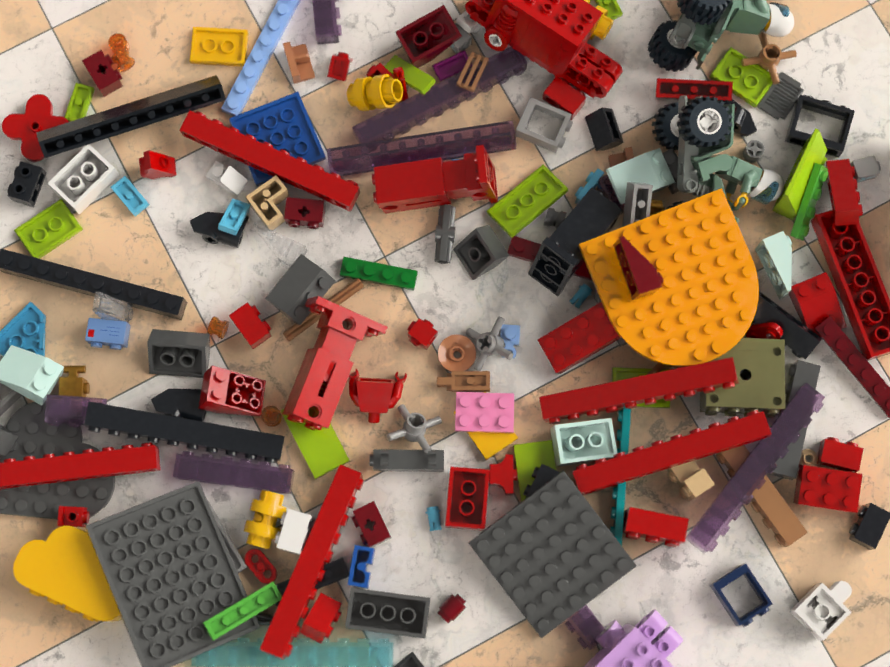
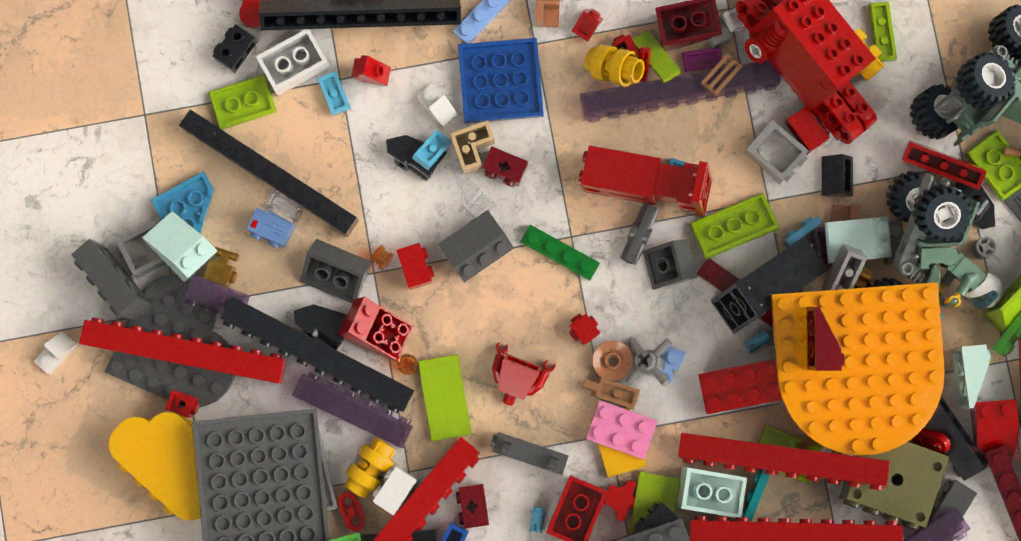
camera: 20 degrees right, 5 degrees up
(270, 160) = (486, 103): red brick -> none
(328, 363) = (479, 333): brick -> none
(338, 298) = (494, 271): medium nougat axle -> none
(414, 428) = (546, 423): light grey bar -> none
(443, 144) = (644, 138): brick -> none
(554, 218) = (756, 253): dark grey wheel -> none

